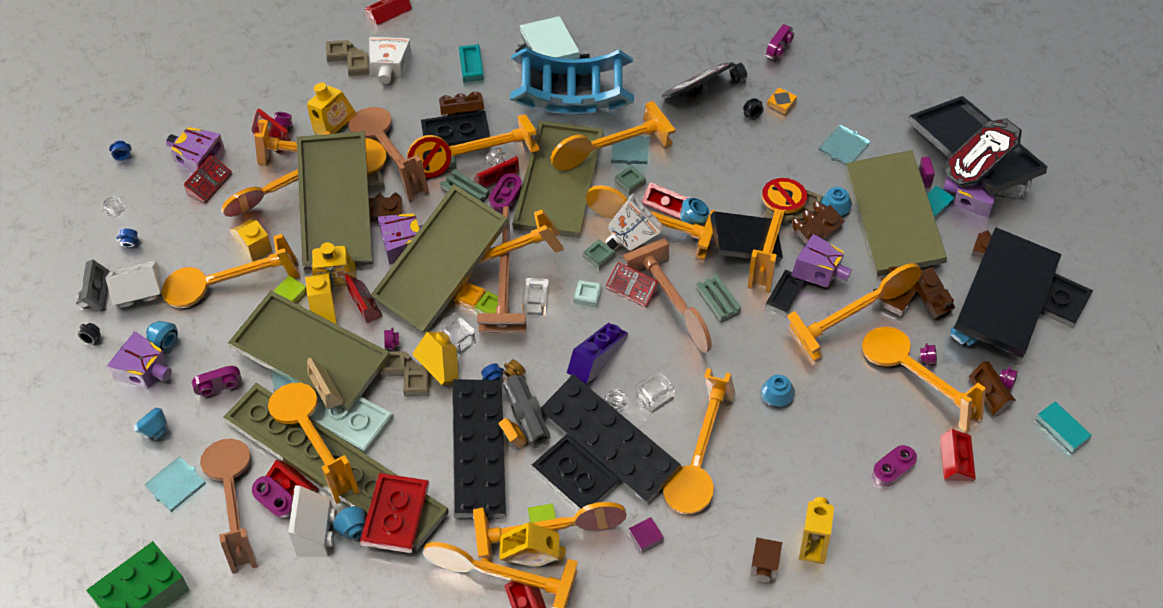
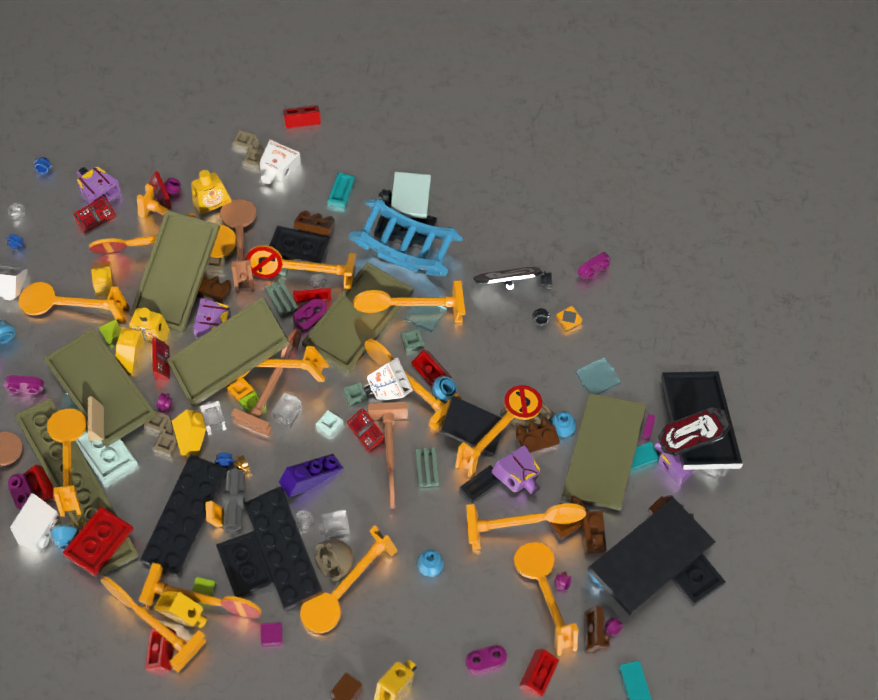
camera: 20 degrees right, 5 degrees up
(674, 426) = (334, 558): none -> dark tan cylinder

